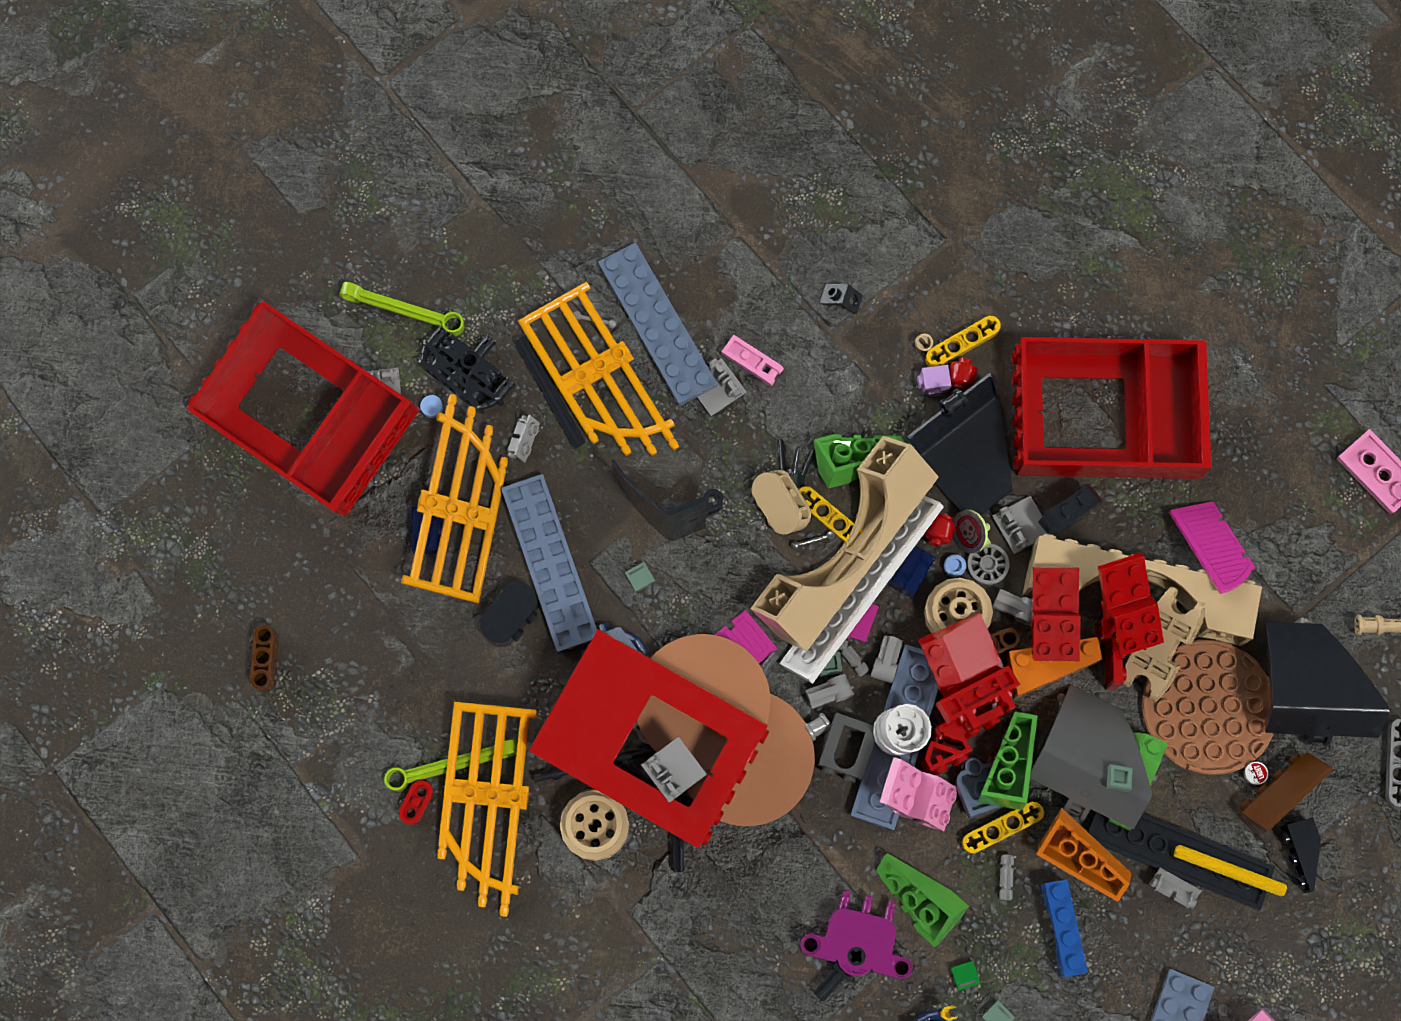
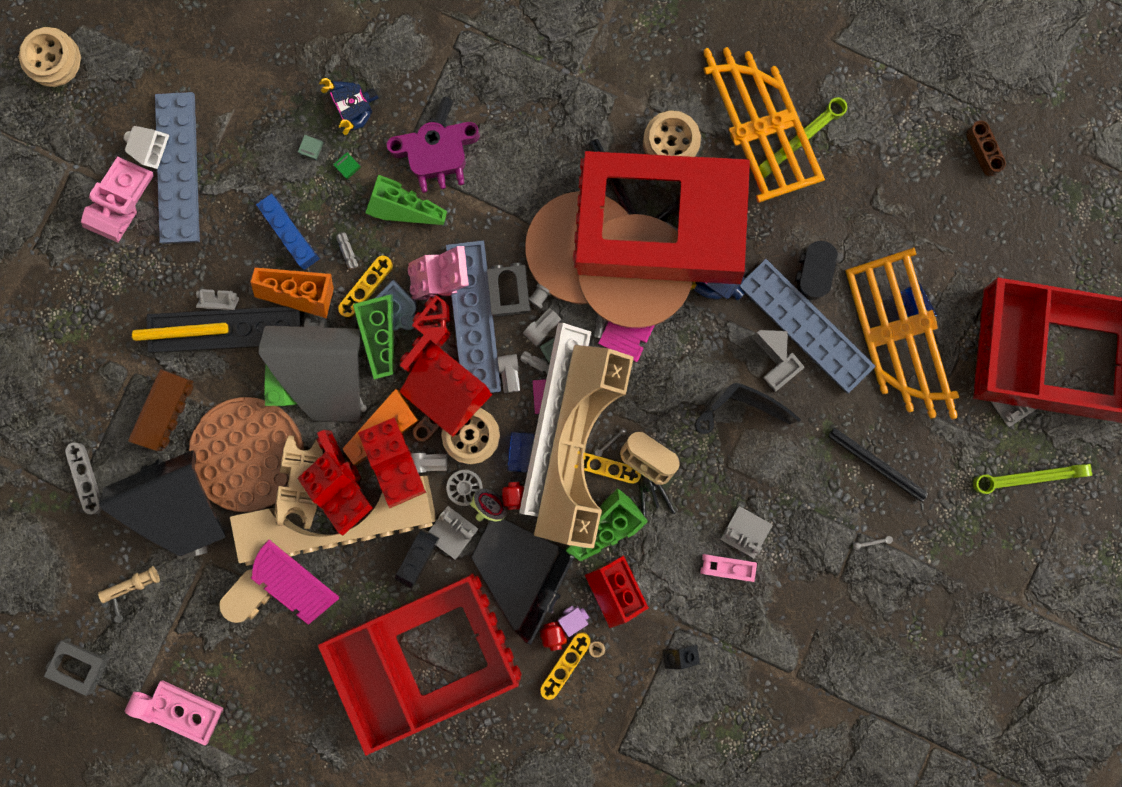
camera: 160 degrees right, 10 degrees up
(415, 802) = (813, 99): red plate -> none
(431, 406) = (965, 408): light blue tile -> none
(457, 381) = (957, 437): black piece -> none
(527, 430) = (878, 424): light grey hinge -> none
(591, 371) = (849, 502): light orange piece -> none
(594, 559) = (773, 343): none -> light grey slope
(597, 527) = (783, 372): none -> light grey tile
(640, 577) = (731, 348): sand green tile -> none
(657, 324) = (820, 563): sand blue plate -> none
(674, 769) = (632, 195): light grey hinge -> none
(877, 388) = (616, 592): none -> red slope
(914, 729) = (462, 320): white wheel -> none
(954, 566) = (490, 474): light blue tile -> none
(964, 703) = (416, 381): red hinge -> none
(1119, 778) = (288, 354): sand green tile -> none
(1255, 773) = (190, 418): tile -> none
(1272, 555) = (243, 599): none -> tan brick
(1304, 848) = (130, 376): black slope -> none

